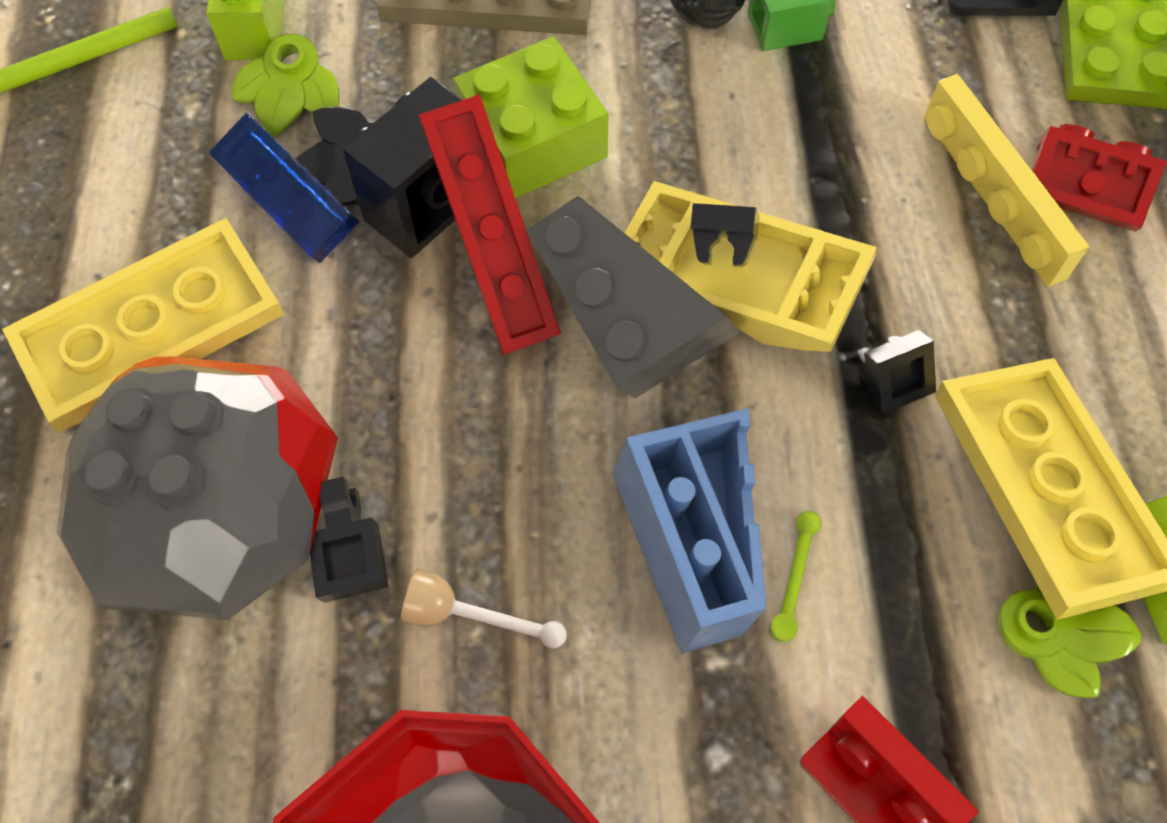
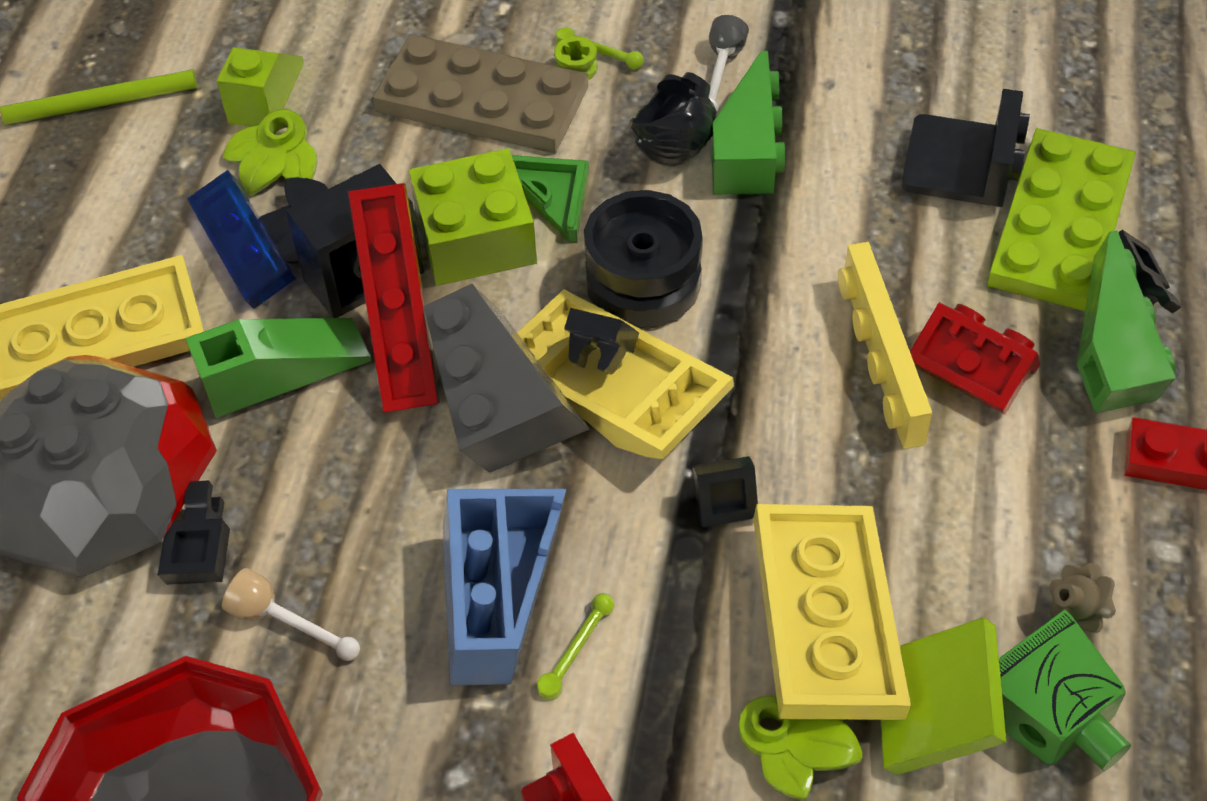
camera: 15 degrees right, 10 degrees down
(363, 317) = (269, 357): none -> bright green slope
(610, 74) = (555, 190): none -> bright green tile
(731, 130) = (643, 257): none -> black wheel

